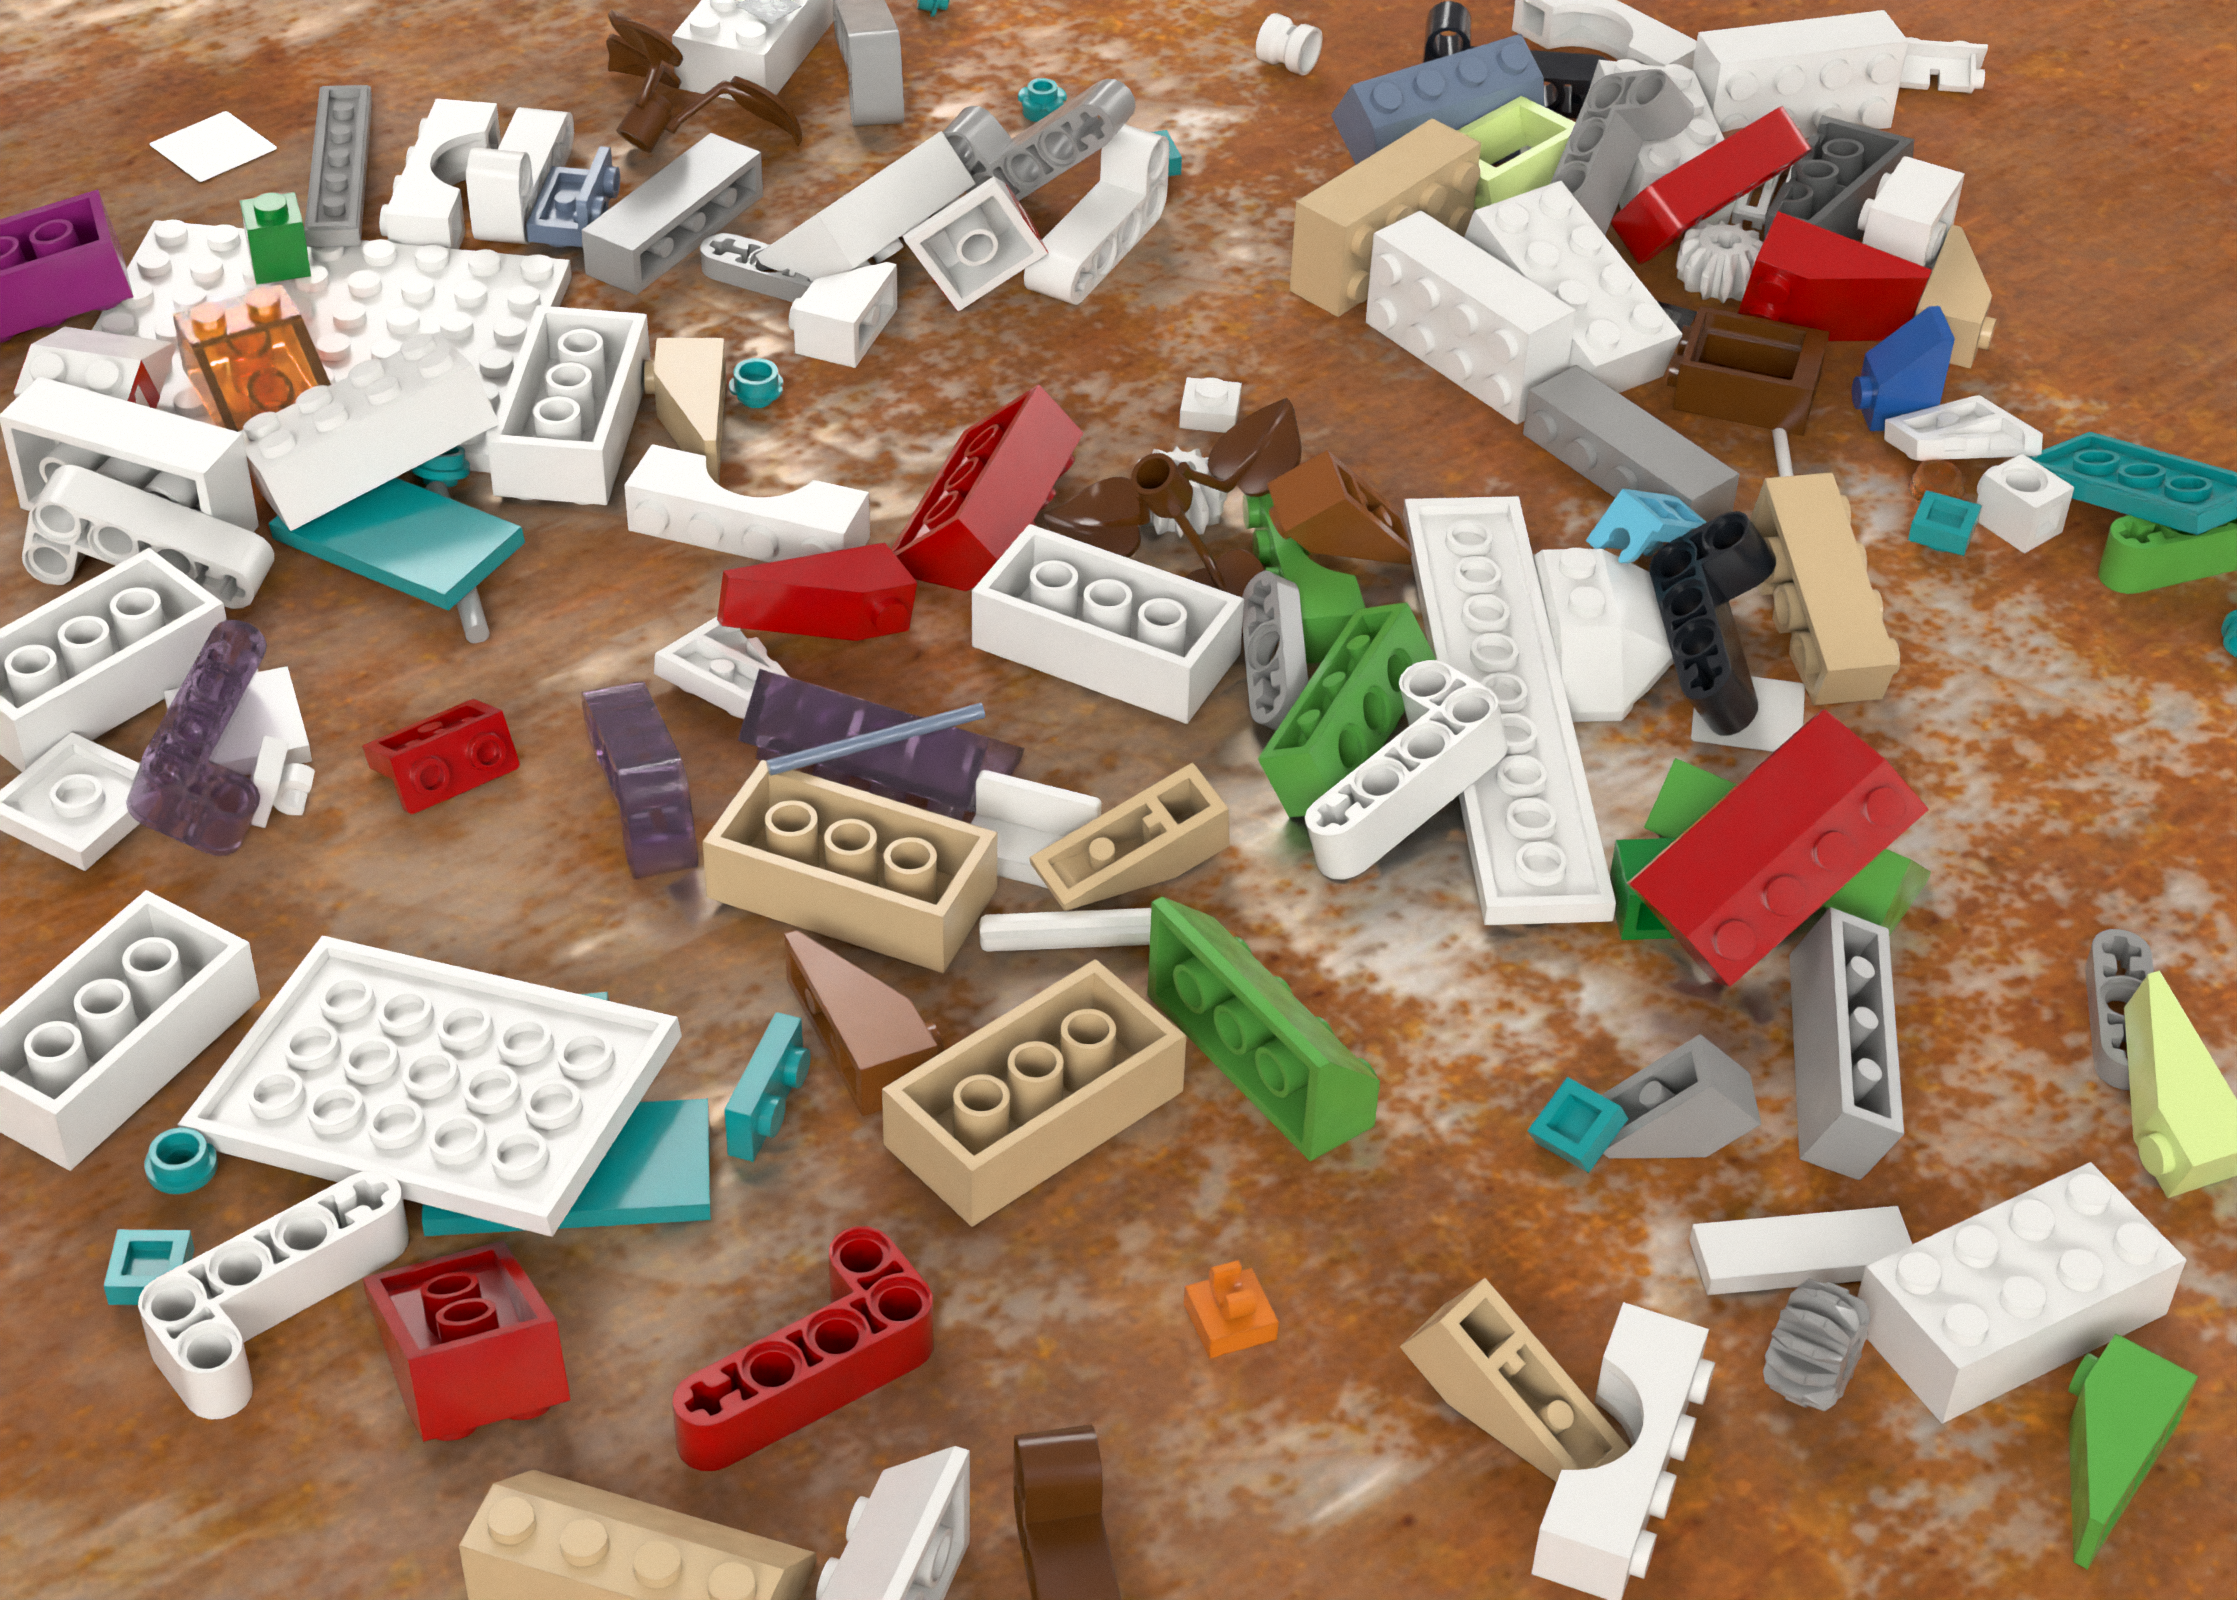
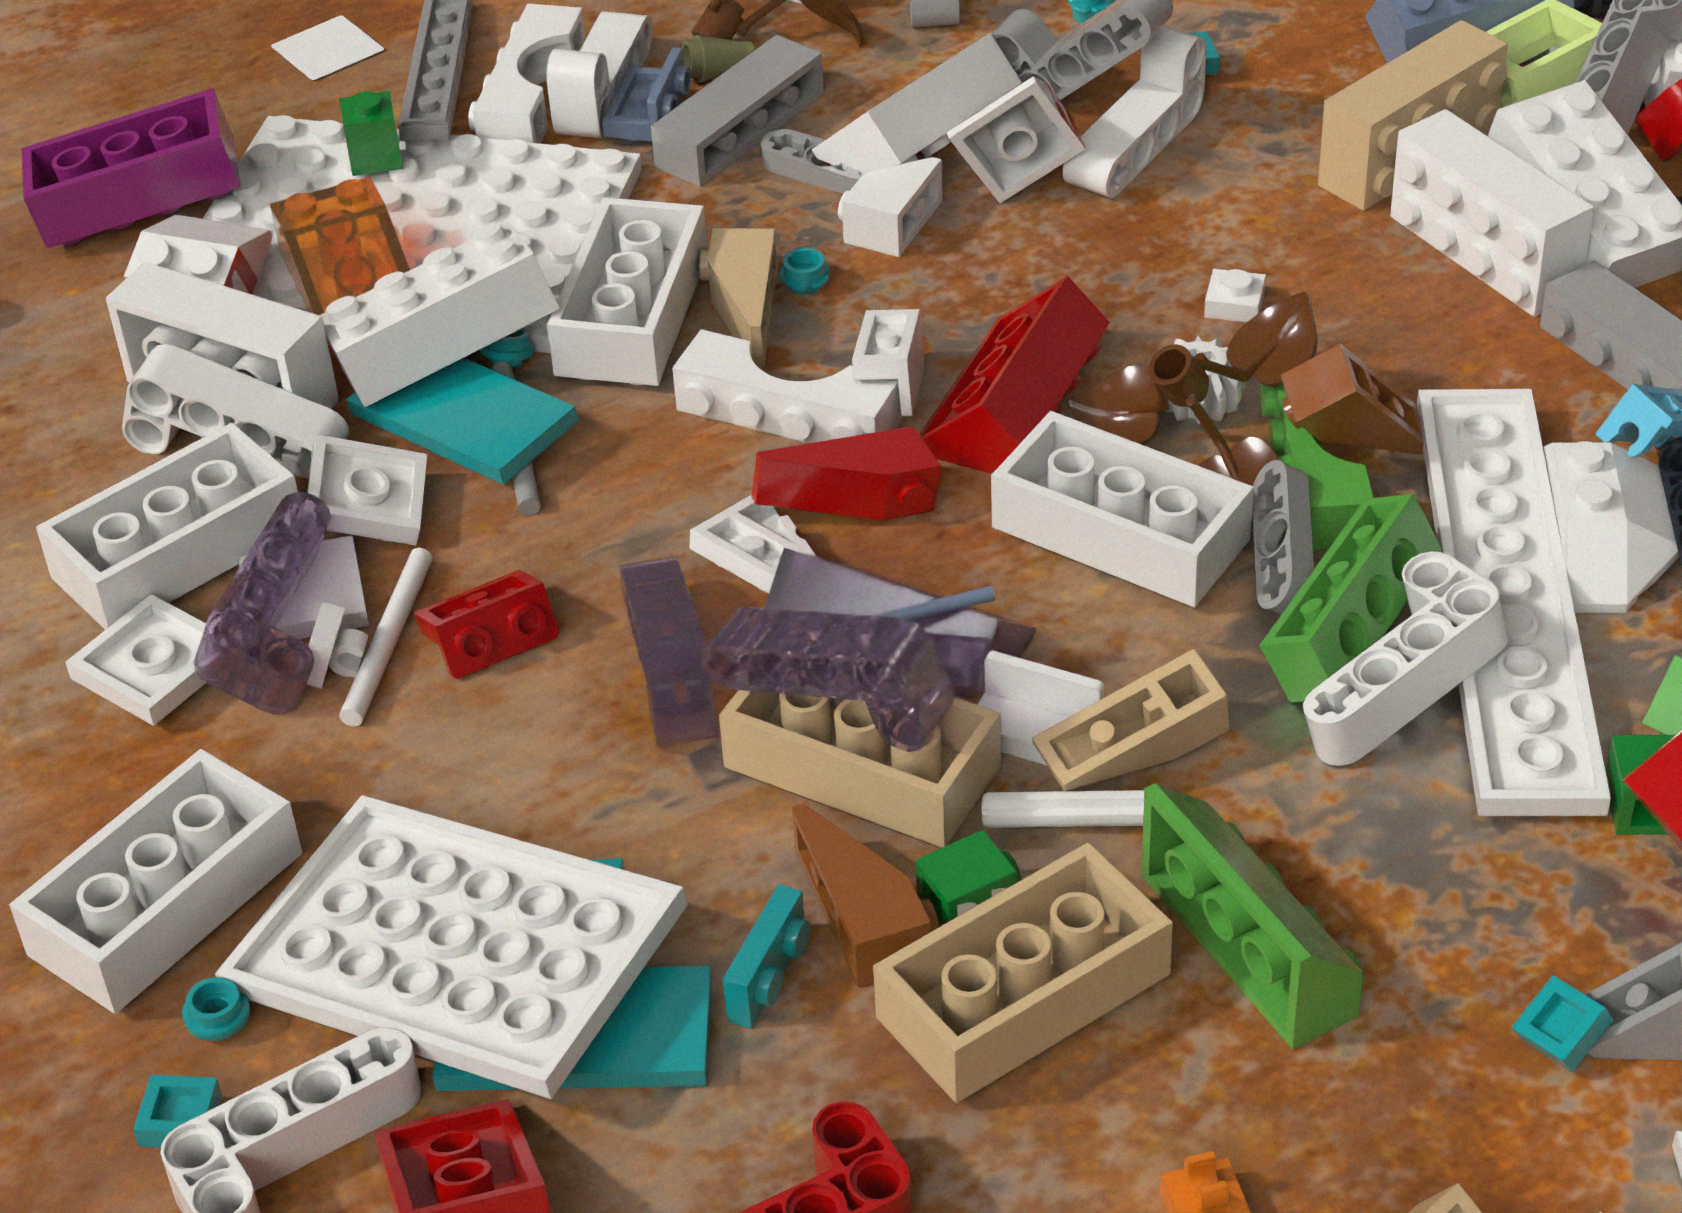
camera: 10 degrees right, 0 degrees up
(303, 615) = (369, 488): none -> white plate
(332, 773) = (385, 637): none -> white bar
(643, 156) = (713, 56): none -> olive cone
(826, 776) = (837, 656): none -> clear purple beam
(857, 463) = (892, 349): none -> white panel
(967, 997) = (964, 875): none -> green brick

